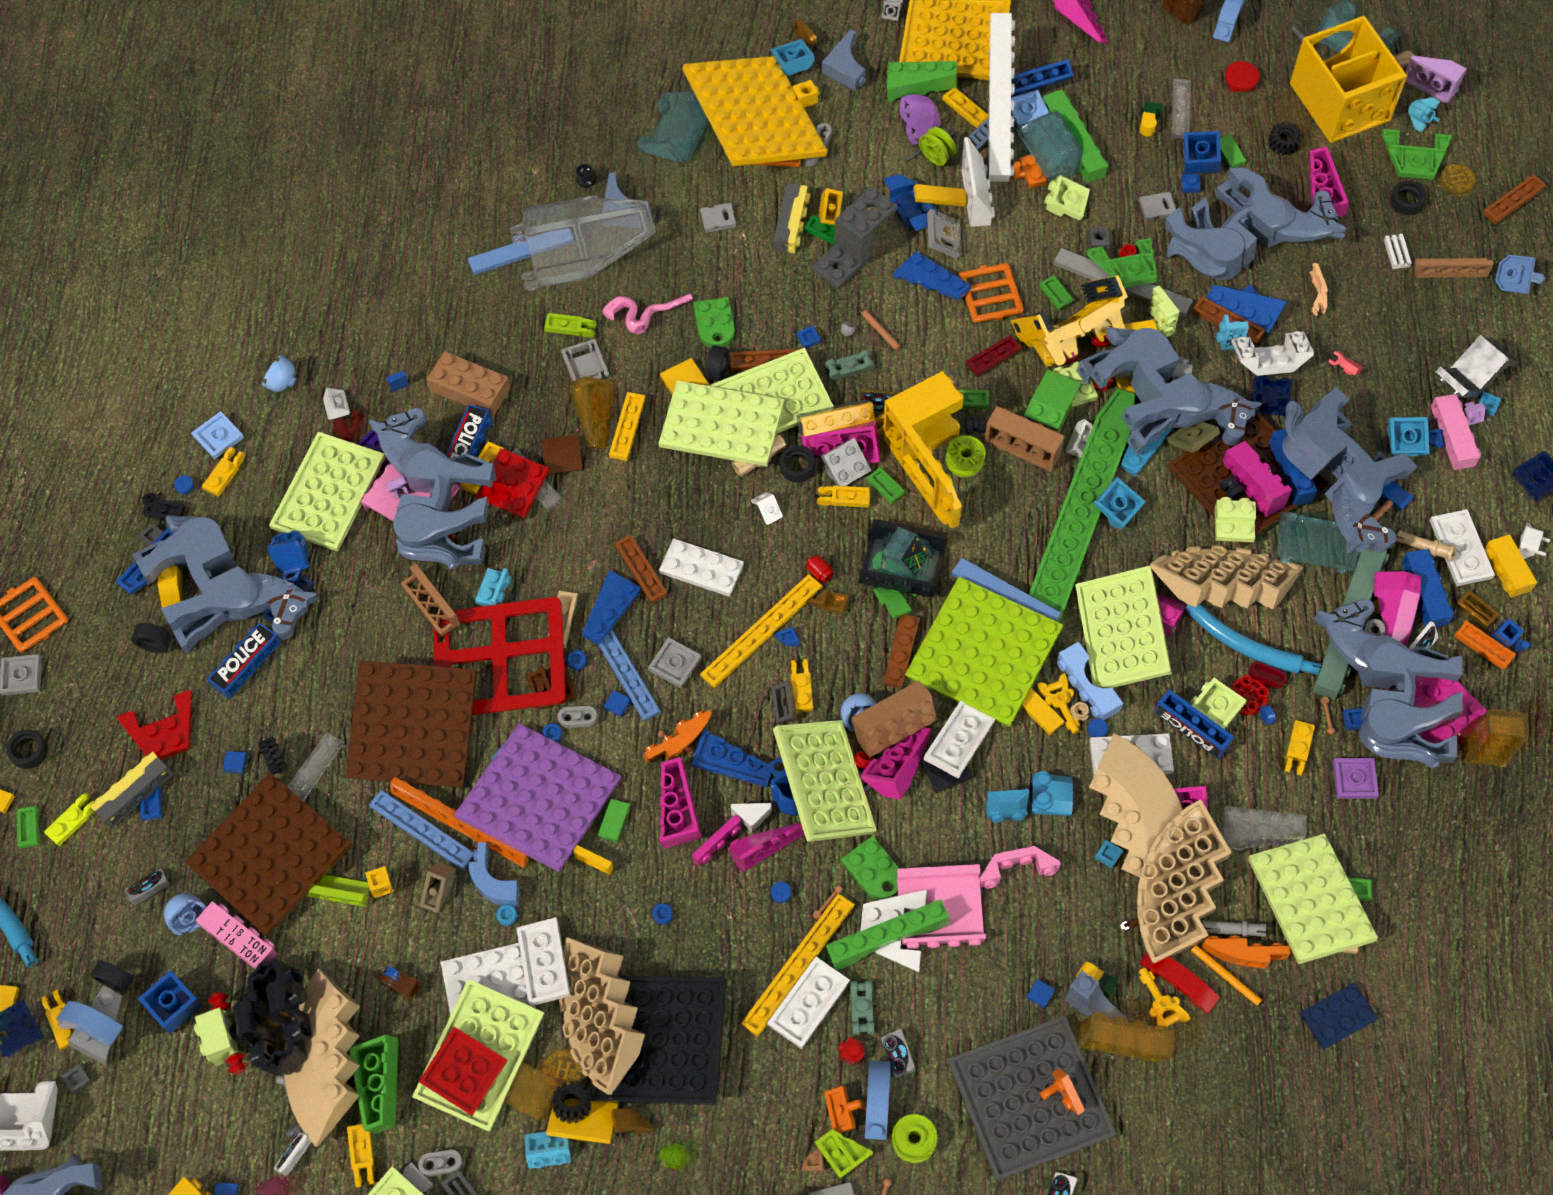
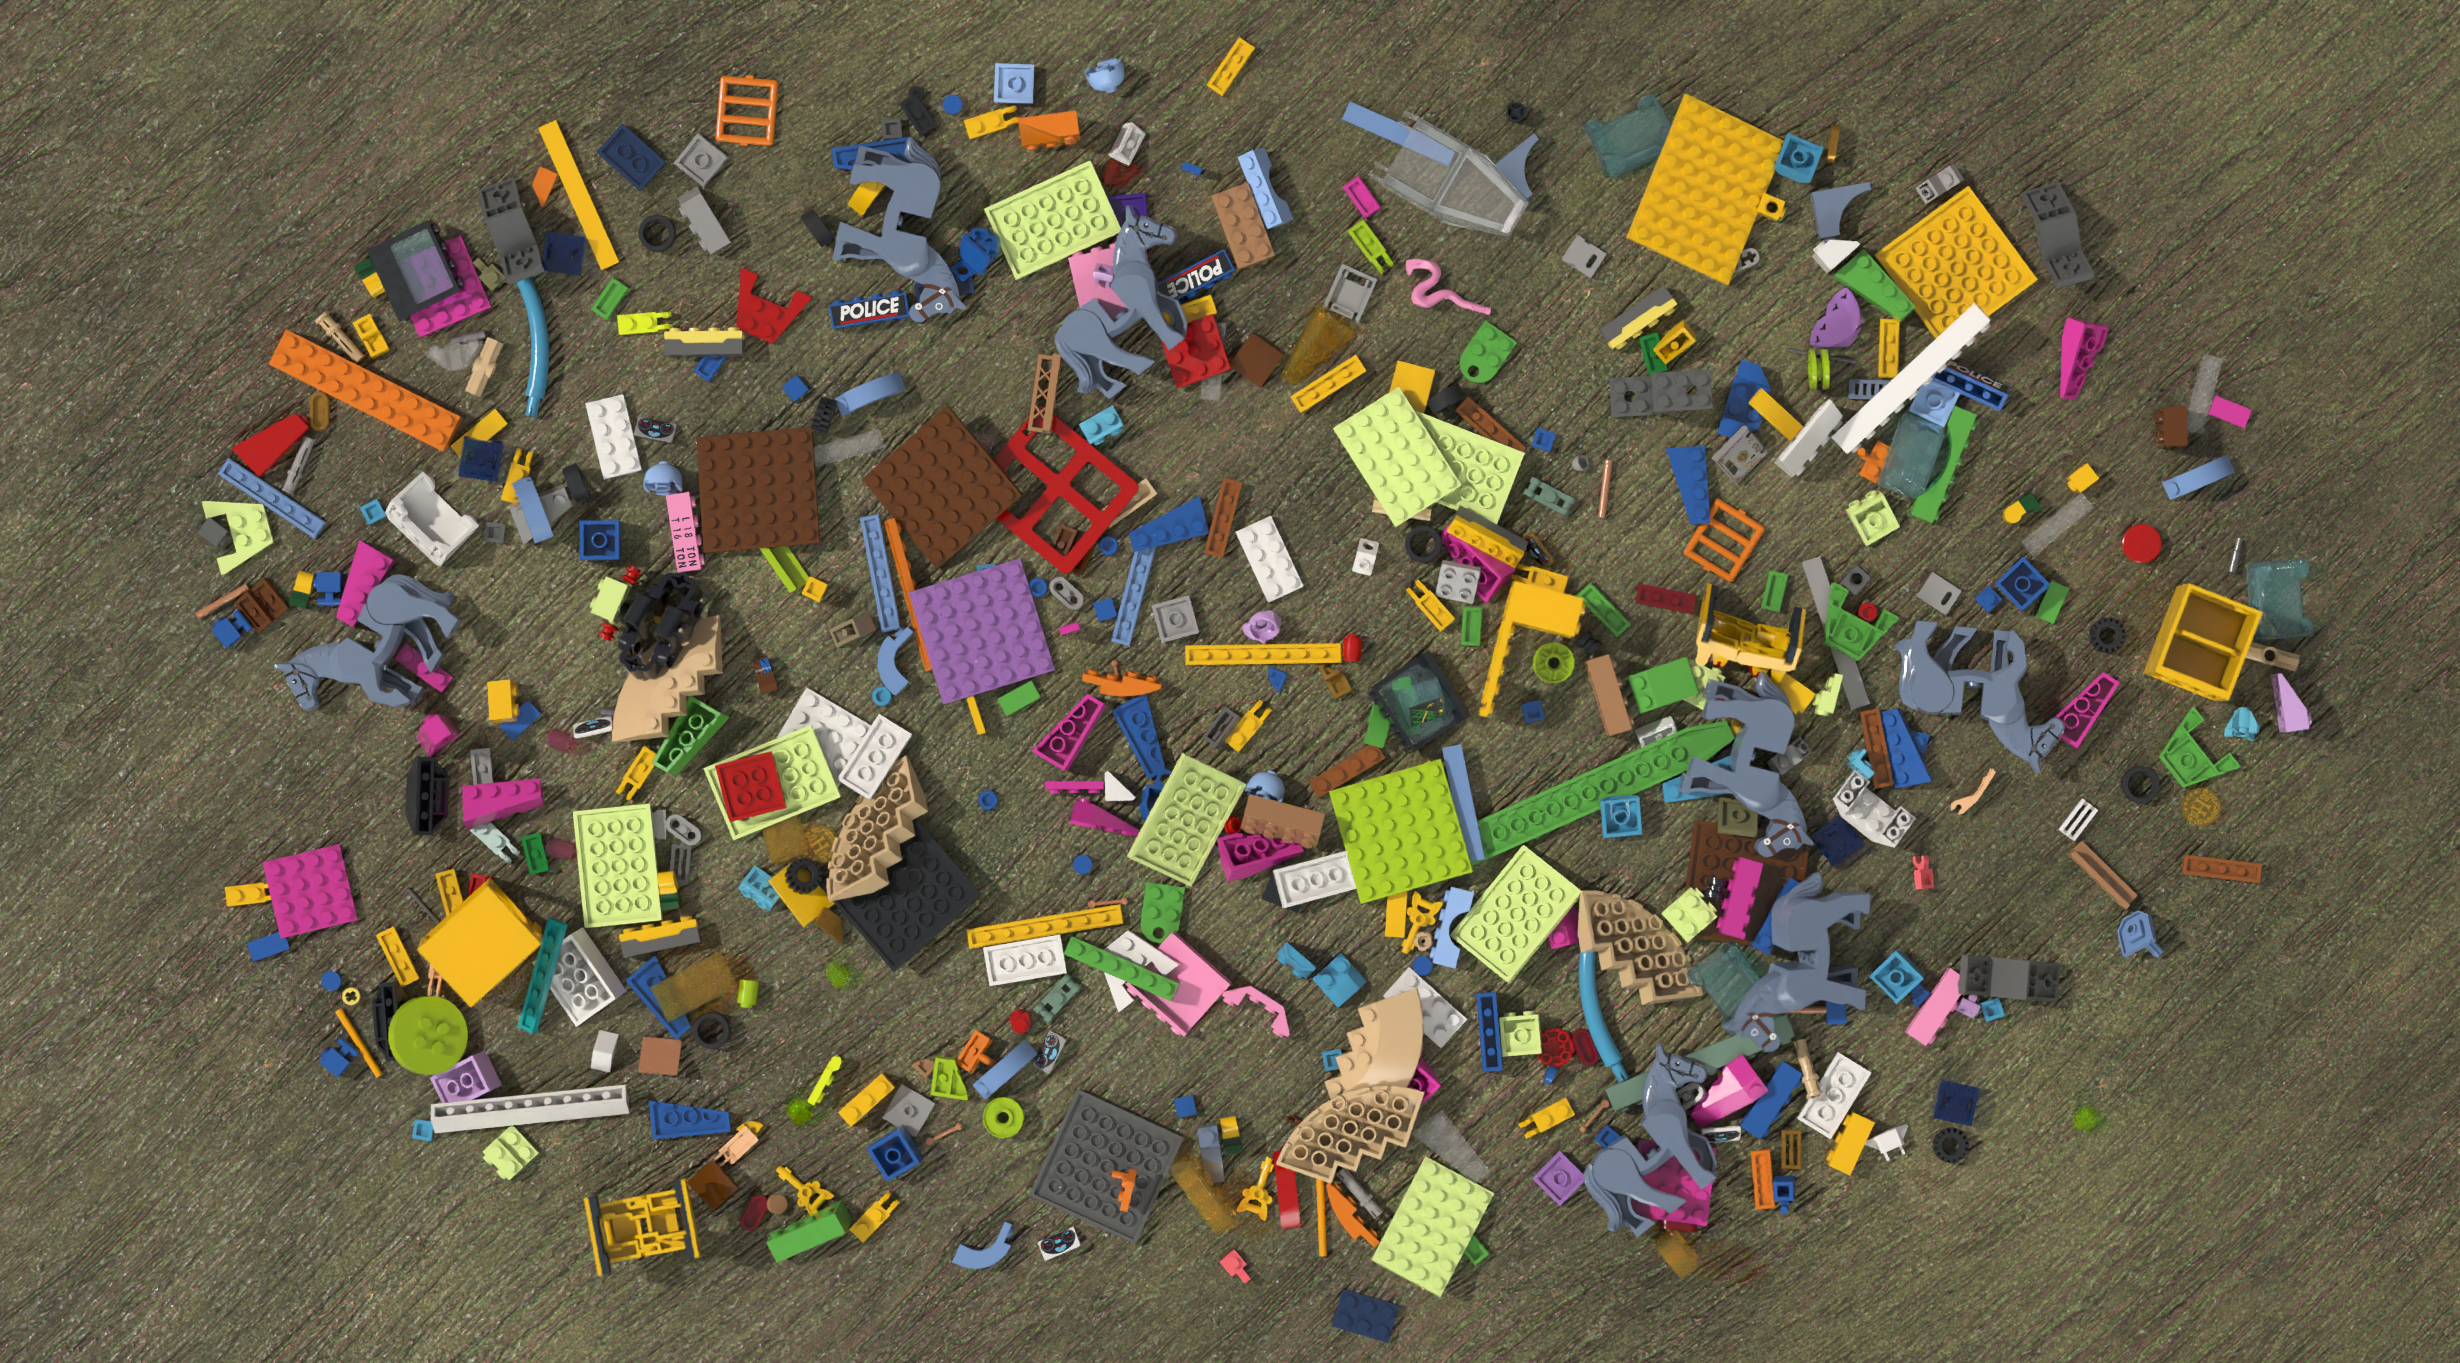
camera: 40 degrees right, 25 degrees up
(55, 707) = (702, 221): none -> light grey wedge
(116, 921) = (613, 436): none -> white plate
(267, 431) = (1049, 130): none -> orange slope
(291, 711) = (870, 392): none -> medium blue arch
(365, 306) = (1230, 66): none -> yellow tile
(466, 350) = (1256, 170): none -> light blue arch
(533, 305) = (1361, 197): none -> dark pink tile
(603, 733) = (1071, 628): none -> dark pink tile
(742, 610) = (1263, 626): none -> lavender hair
(871, 81) = (1833, 252): none -> white slope
(985, 499) = (1533, 711): none -> blue tile
(1164, 72) = (2081, 478): none -> yellow brick
(1204, 1076) = (1234, 1264): none -> coral plate

